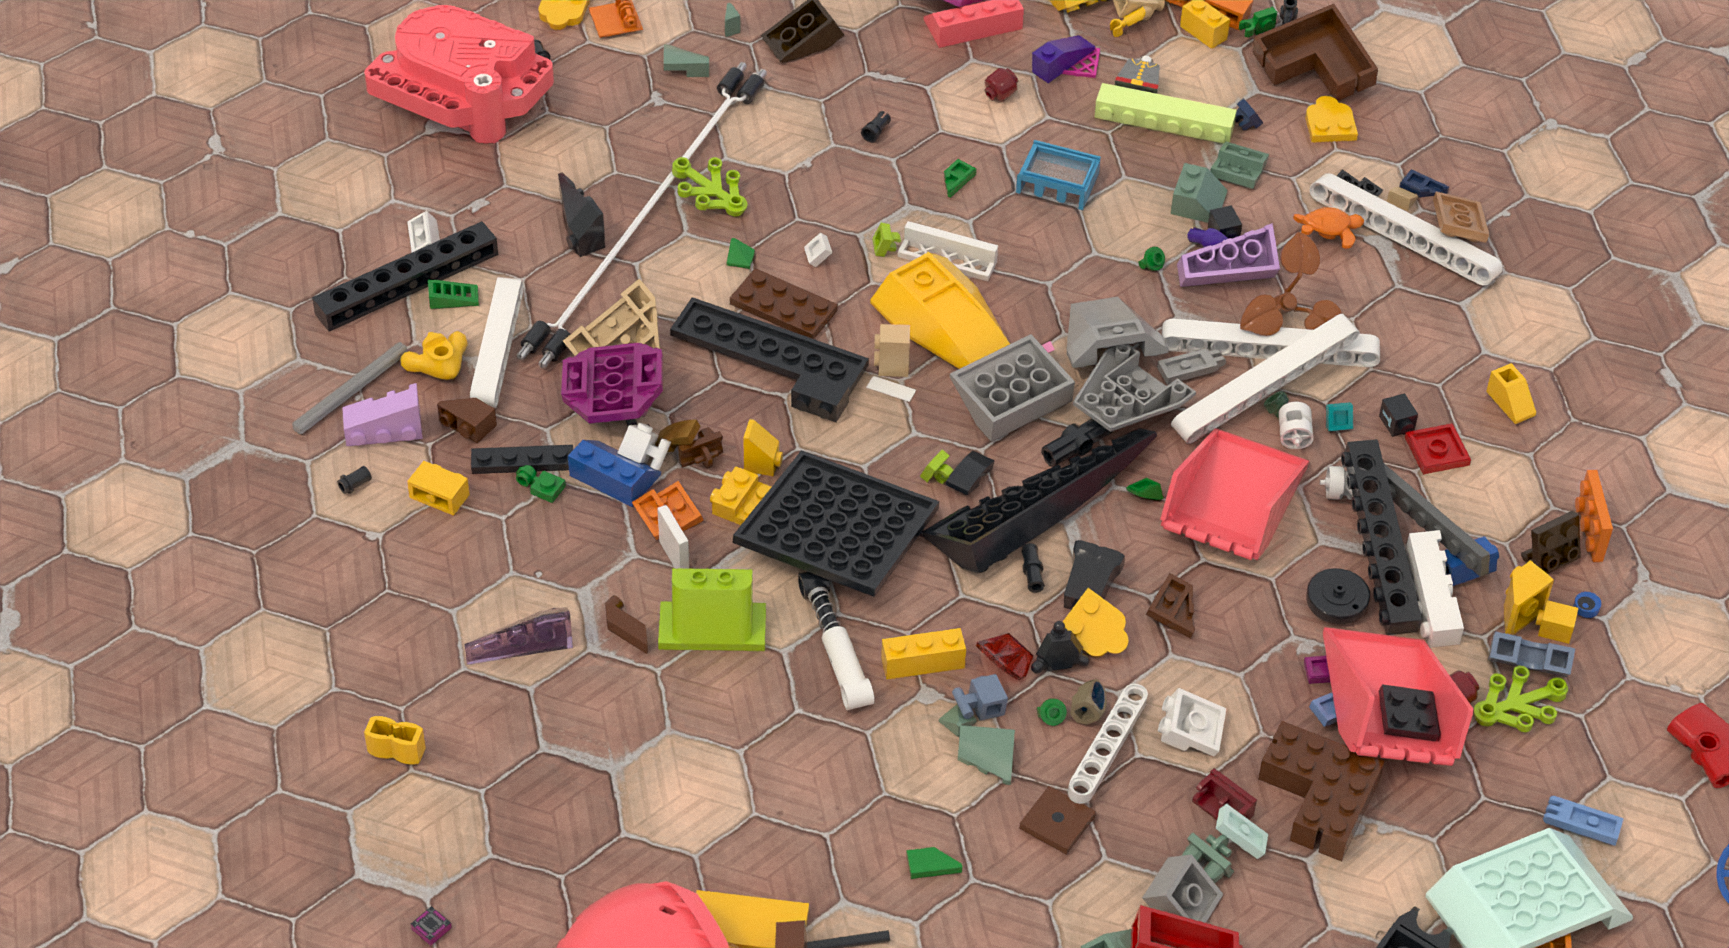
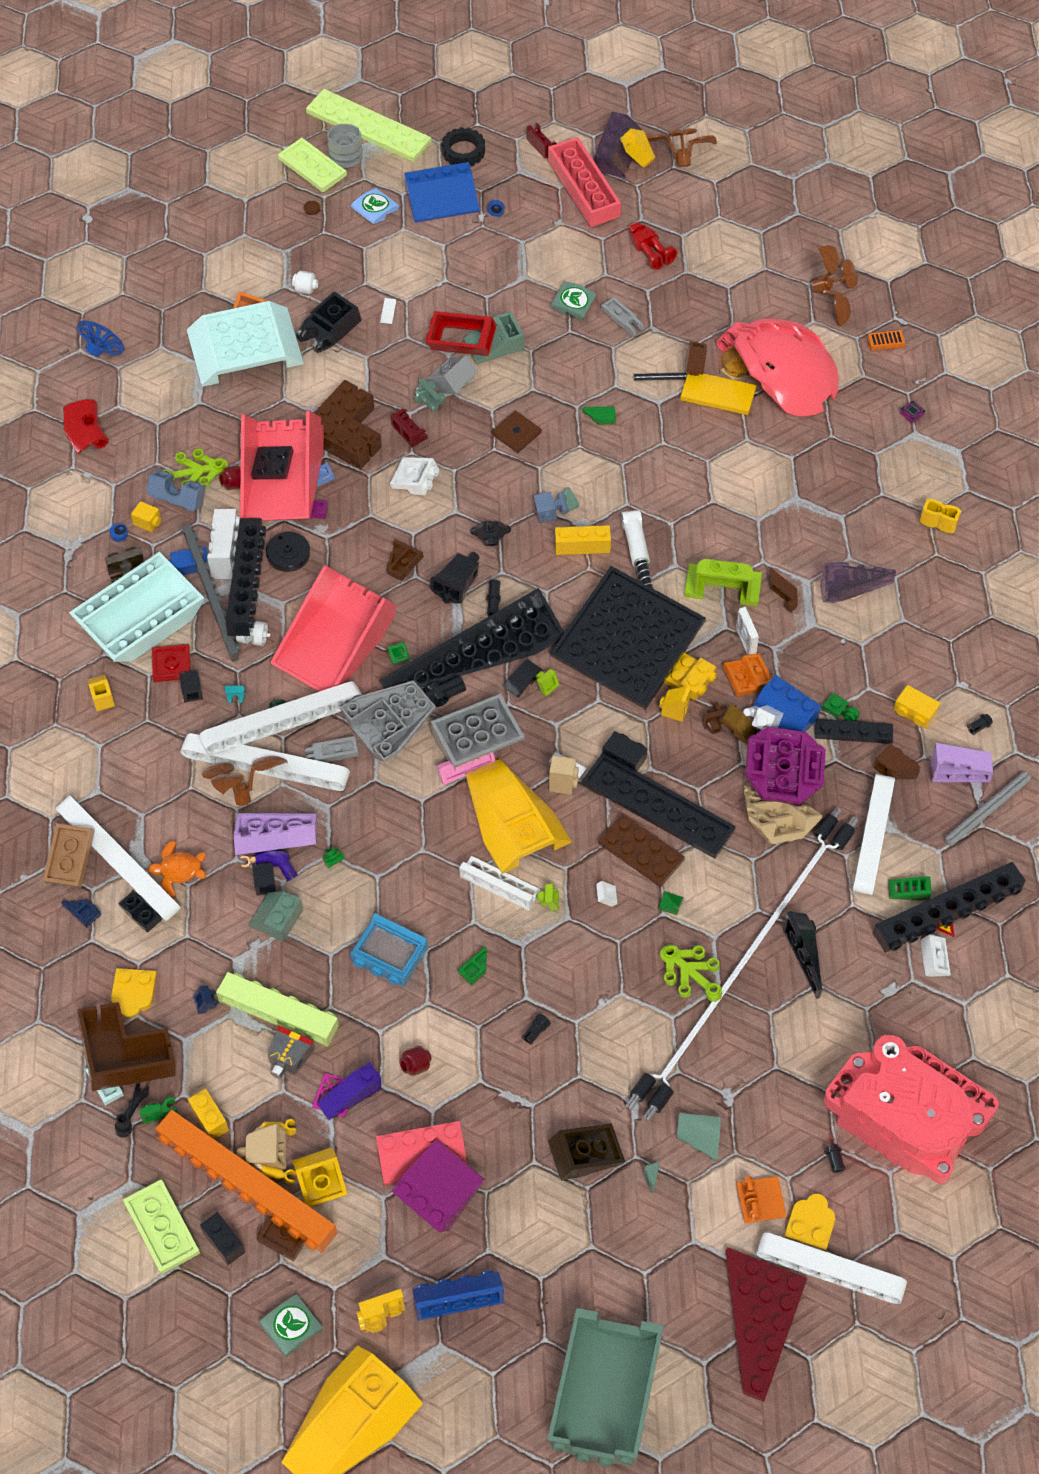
camera: 170 degrees left, 10 degrees up
(440, 356) = (919, 819): yellow head -> none
(987, 750) = (551, 476): sand green slope -> none
(1007, 654) = (527, 536): clear red slope -> none
(1052, 711) = (503, 498): green plate -> none
(1089, 702) = (478, 496): dark tan rock -> none
(1097, 625) = (463, 543): yellow plate -> none
(1104, 741) = (490, 444): white beam -> none
(1108, 324) = (389, 777): light grey wedge -> none
(1239, 165) = (229, 949): sand green slope -> none
(1242, 831) = (405, 400): light aqua plate -> none
(1295, 425) = (271, 683): white wheel -> none
(1401, 198) = (104, 897): tan slope -> none
(1511, 482) = (139, 609): none -> light aqua slope
(1525, 596) = (164, 524): yellow slope -> none
(1583, 820) = (188, 392): medium blue hinge -> none
(1594, 516) = (87, 576): orange plate -> none

